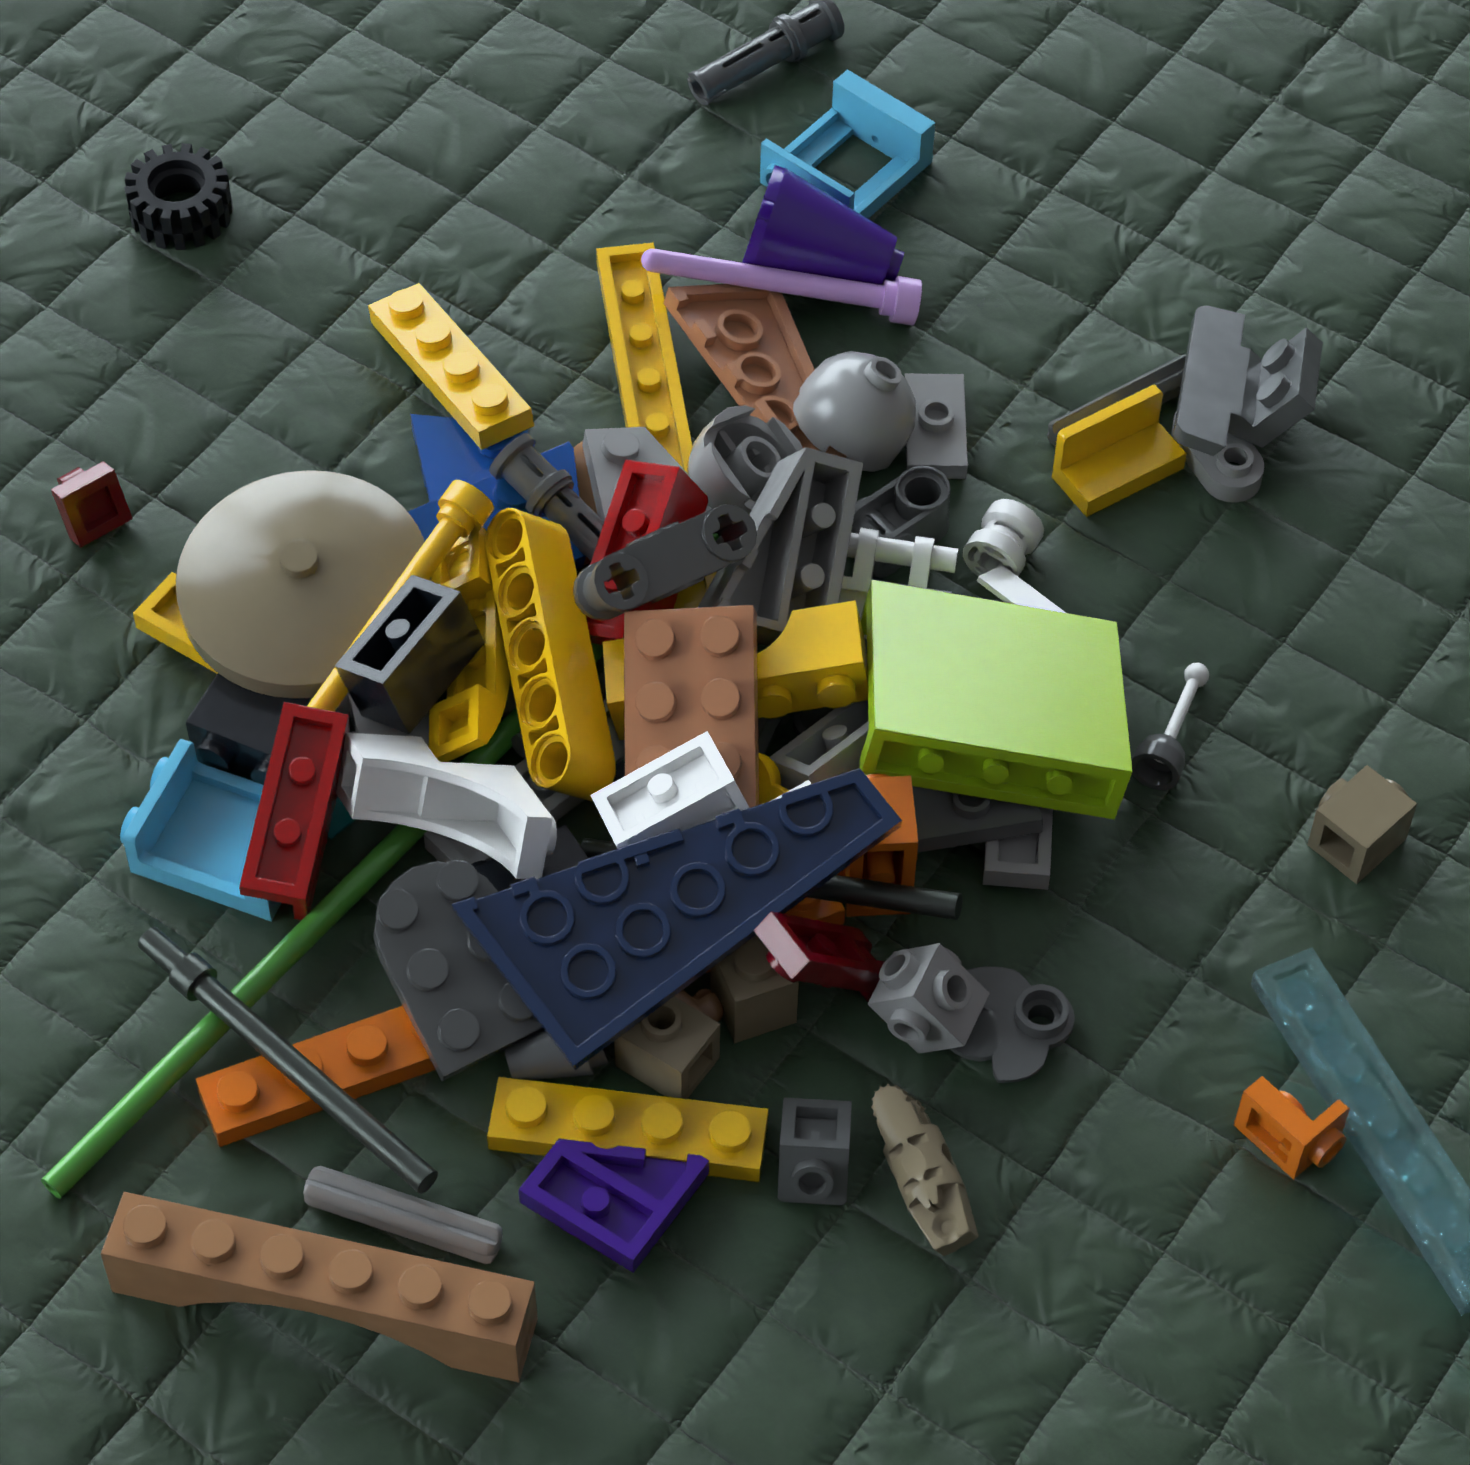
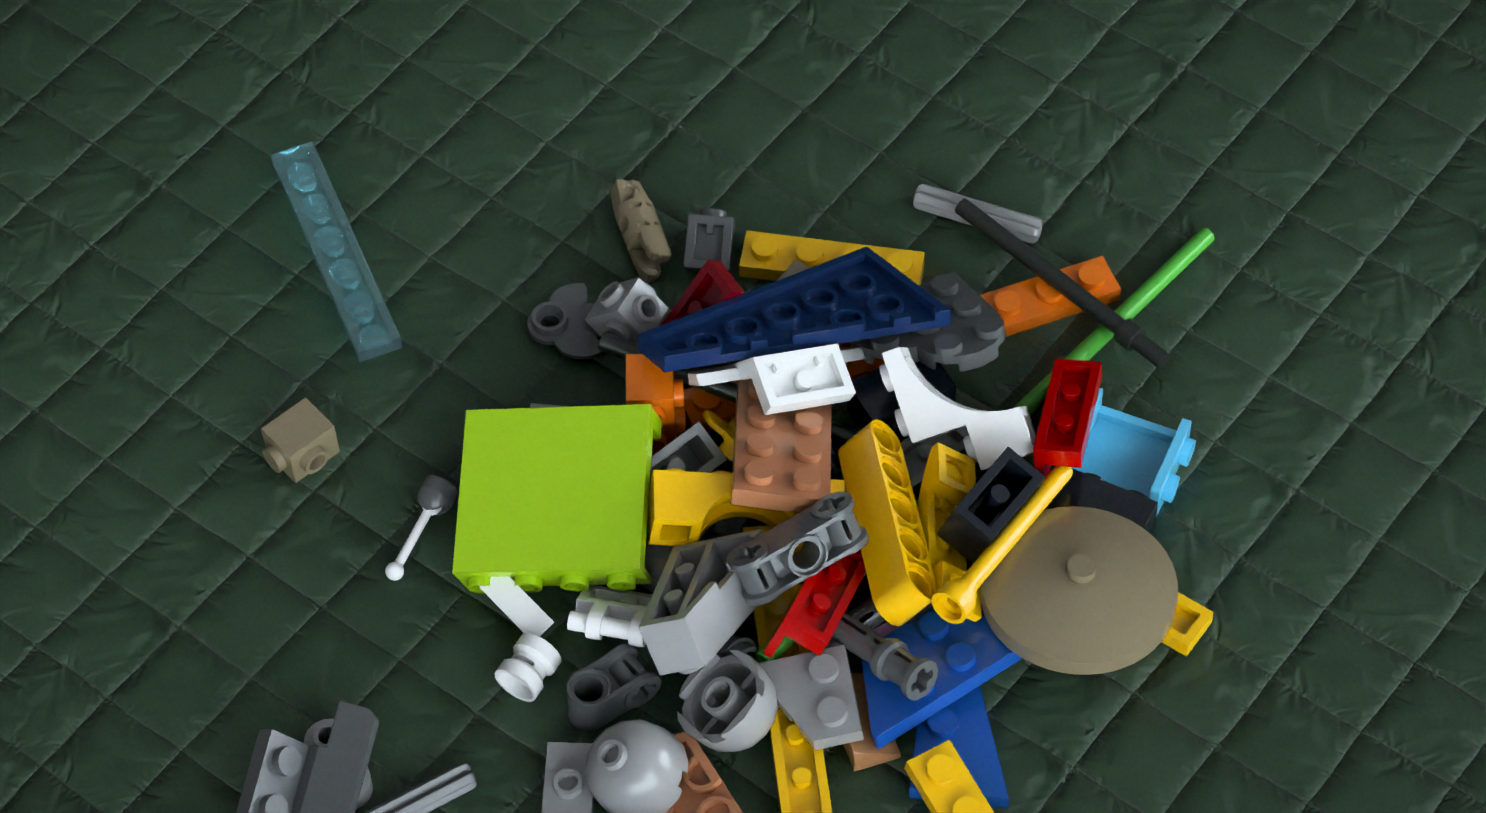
camera: 175 degrees left, 0 degrees up
(90, 503) = (1266, 715): dark red tile -> none
(438, 1307) = (1108, 172): medium nougat arch -> none
(612, 1195) = (843, 214): dark purple wing -> none
(1116, 452) = (423, 751): yellow panel -> none
(1284, 1131) = (398, 240): orange bracket -> none

